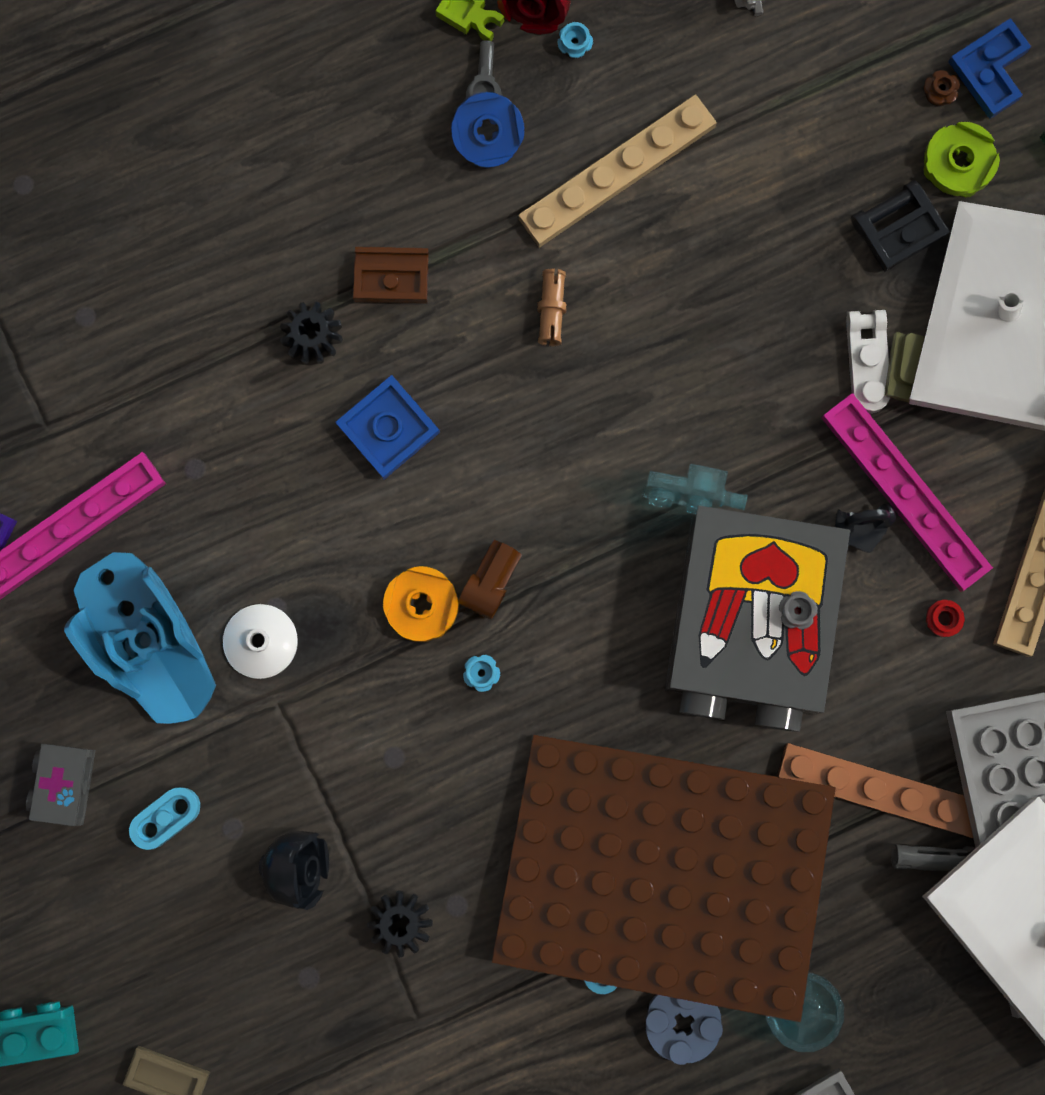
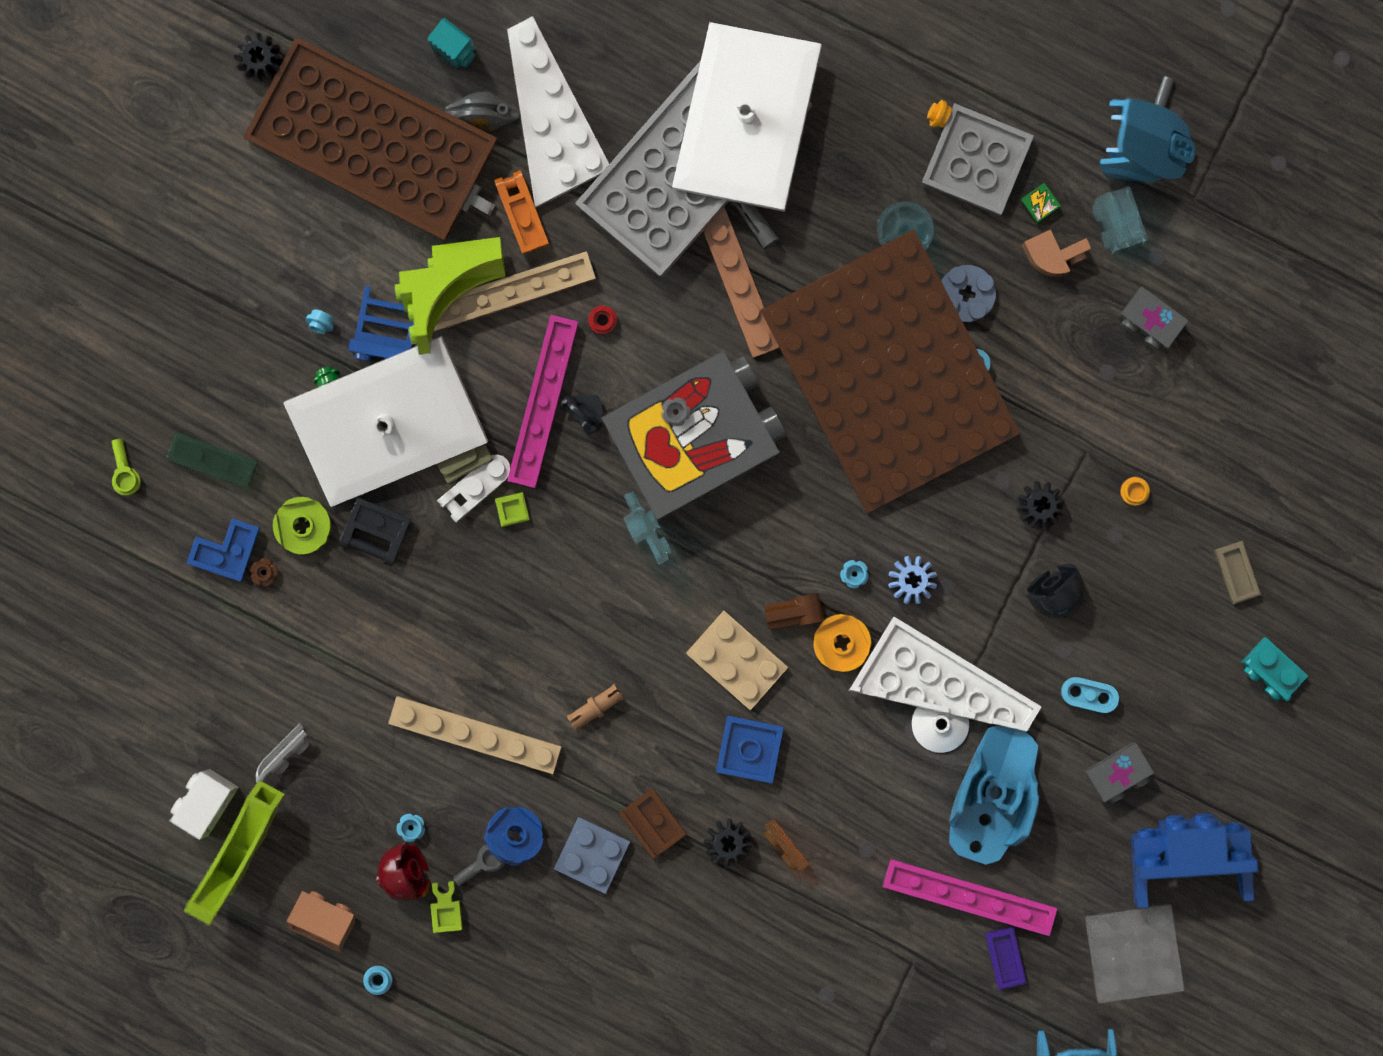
camera: 120 degrees left, 5 degrees up
(249, 388) = (777, 836): none -> clear orange plate
(318, 665) = (927, 675): none -> white wing
(336, 1037) = (1135, 491): none -> light orange plate
(408, 193) = (592, 855): none -> sand blue plate
(424, 714) = (917, 571): none -> light blue gear
(487, 485) = (737, 660): none -> tan plate
(817, 378) = (512, 509): none -> lime tile

